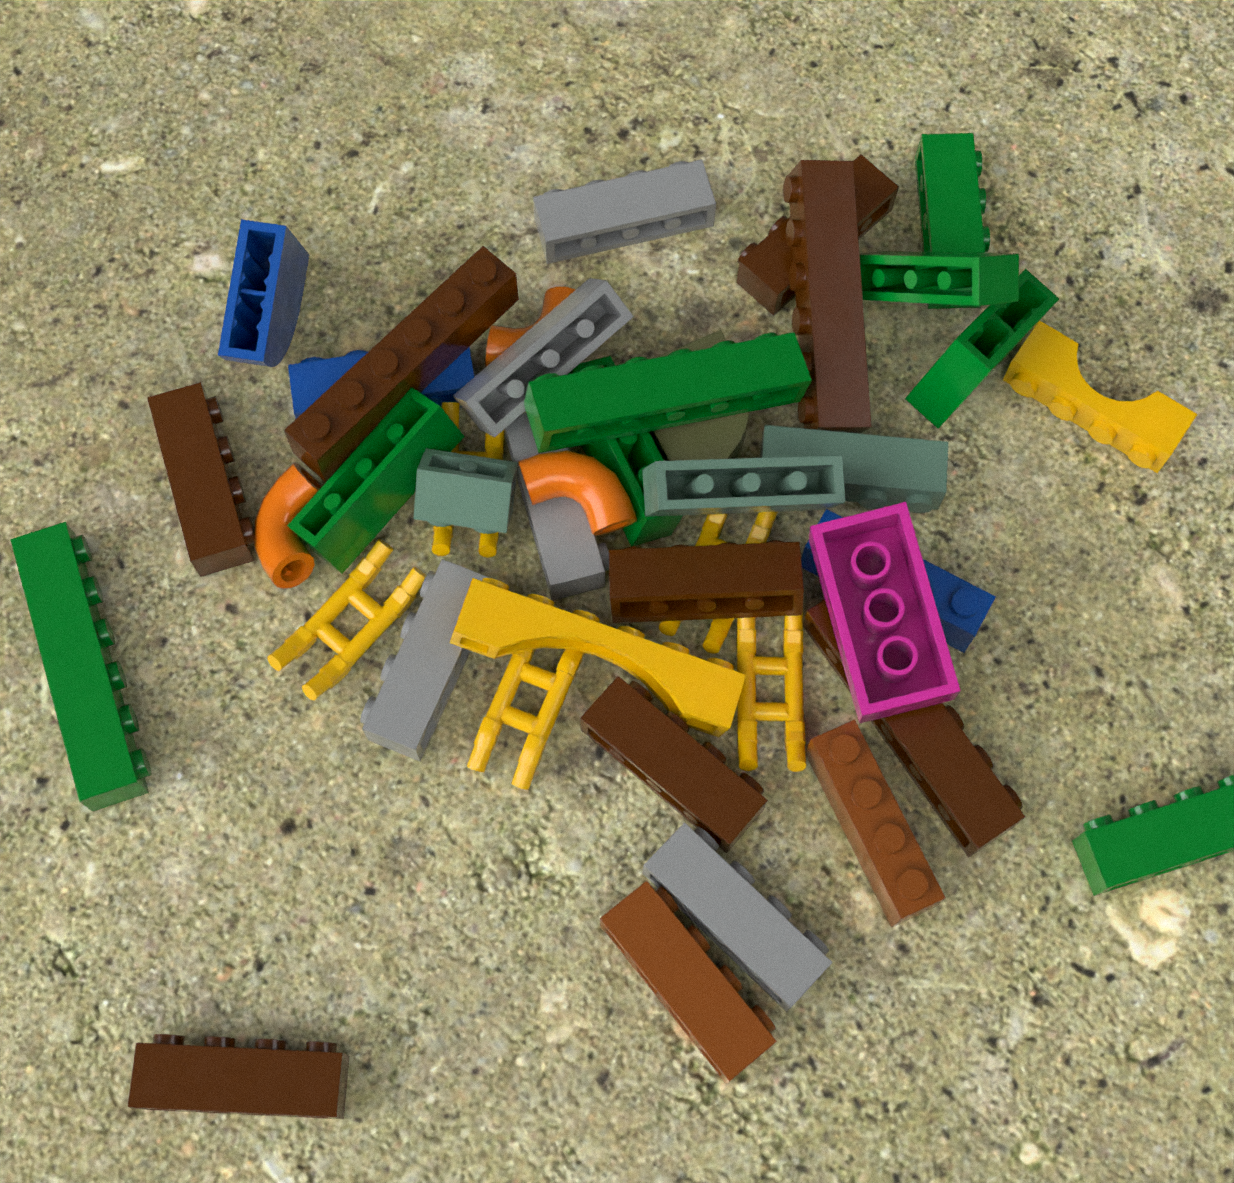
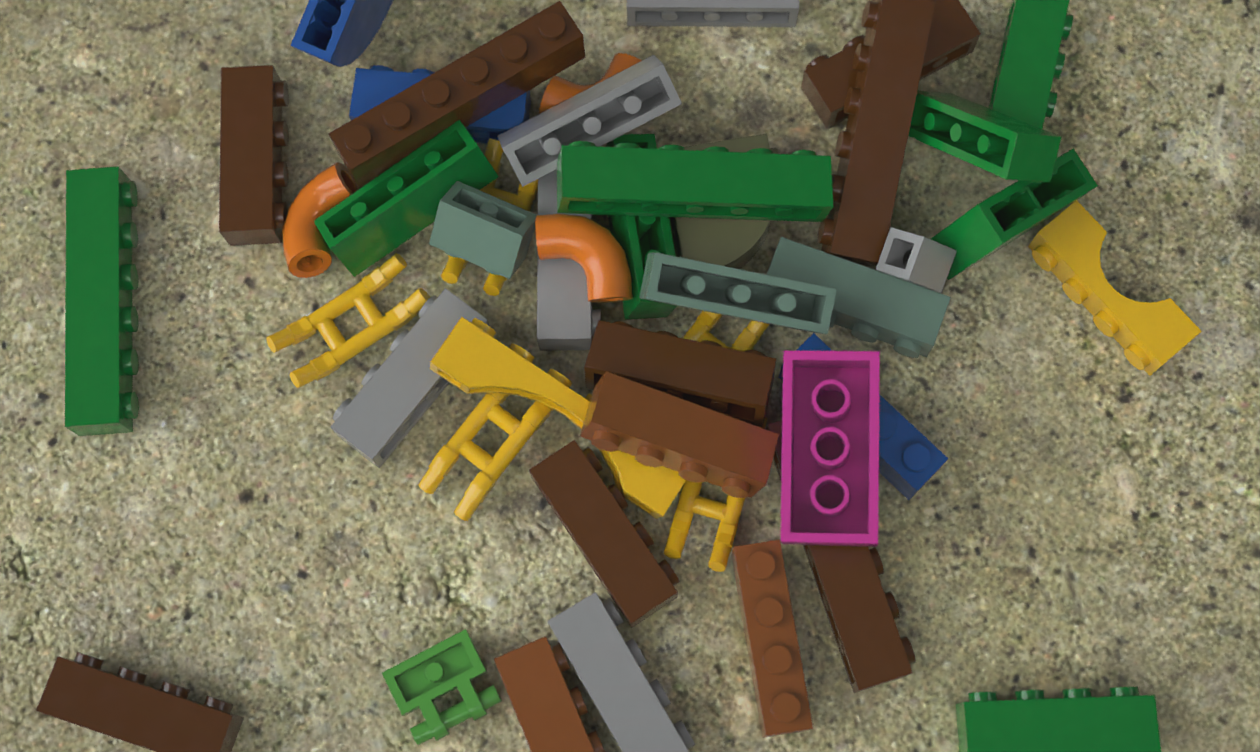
camera: 20 degrees right, 5 degrees up
(543, 951) = (434, 674): none -> bright green plate
(724, 642) = (679, 436): none -> dark orange brick
(904, 412) = (916, 259): none -> light grey brick

